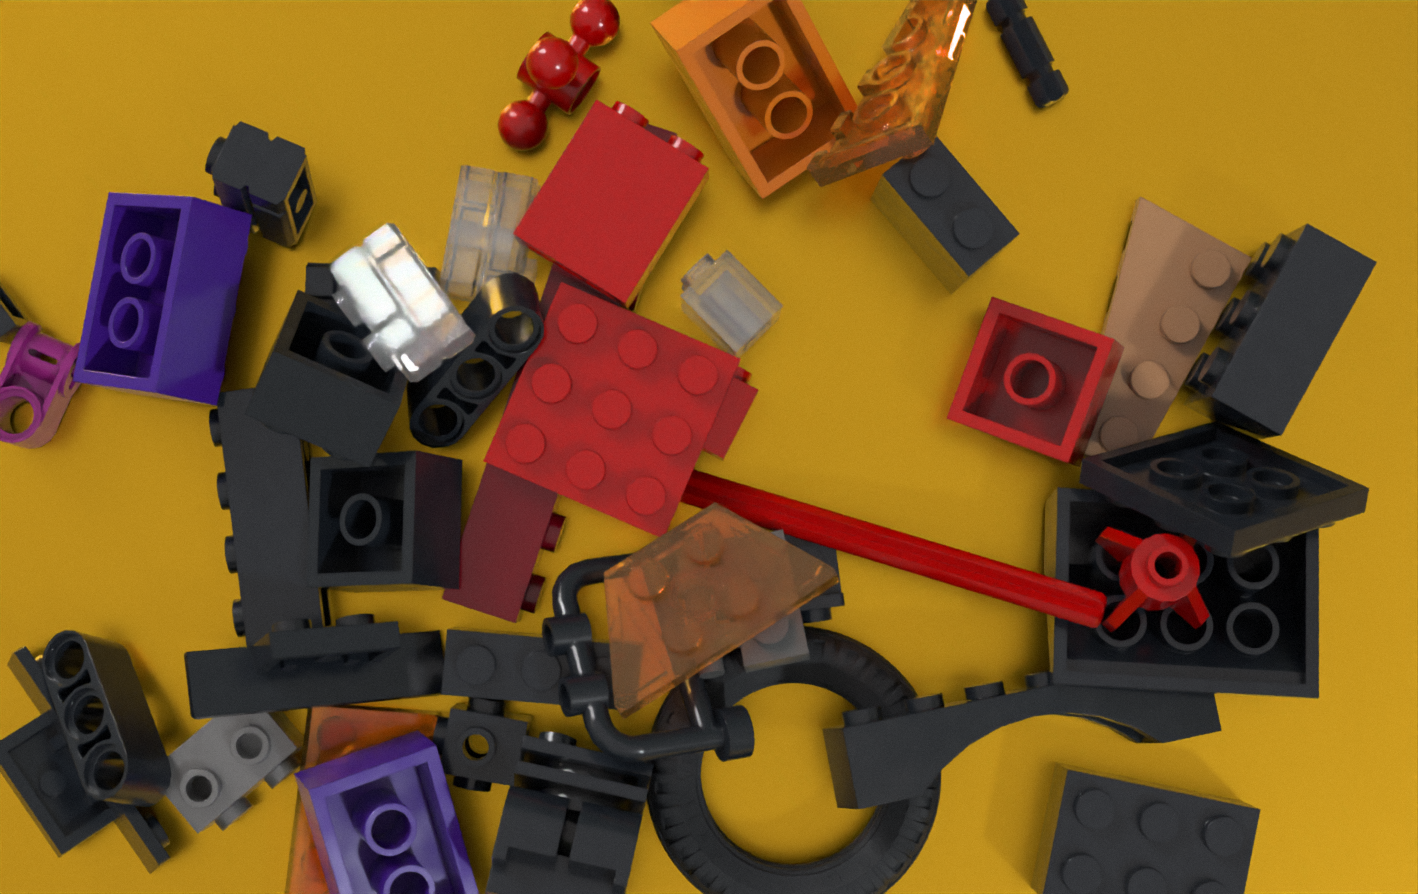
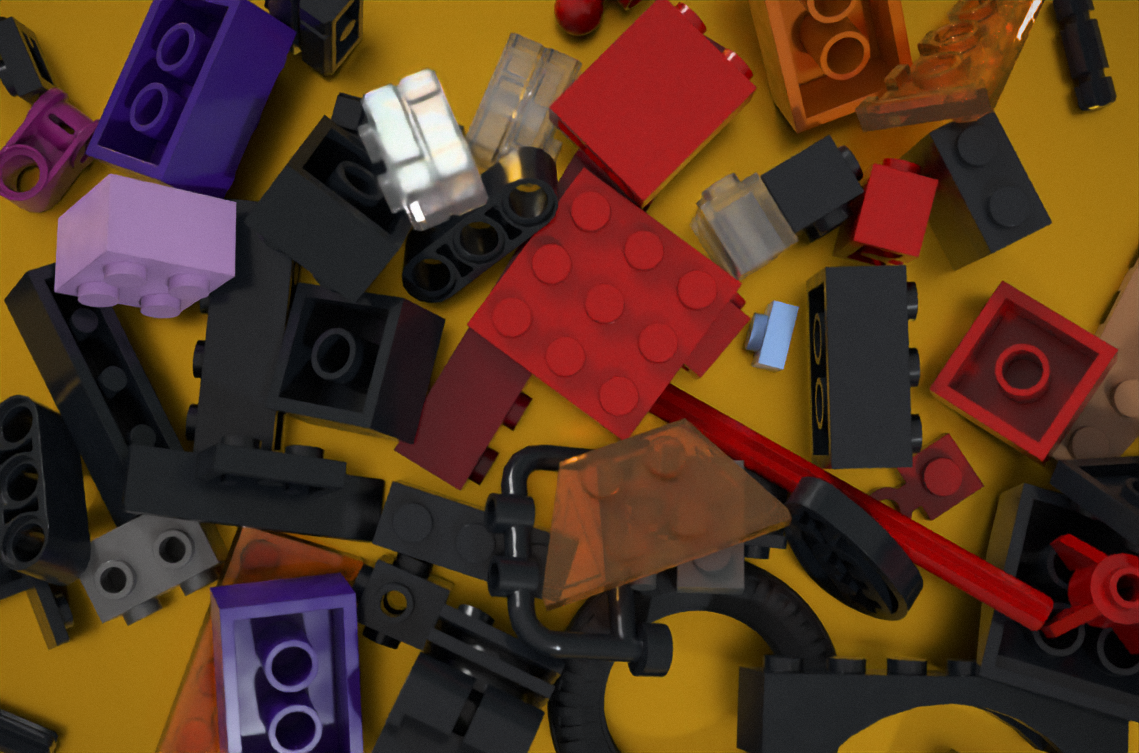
camera: 10 degrees right, 0 degrees up
(128, 593) = (91, 380): none -> black brick
(154, 459) = (145, 246): none -> lavender brick
(784, 401) = (771, 335): none -> light blue plate
(789, 251) = (816, 188): none -> black brick
(866, 258) = (888, 215): none -> red brick
(877, 412) = (862, 367): none -> black brick
(905, 594) = (850, 552): none -> black piece
(974, 505) = (934, 483): none -> red plate

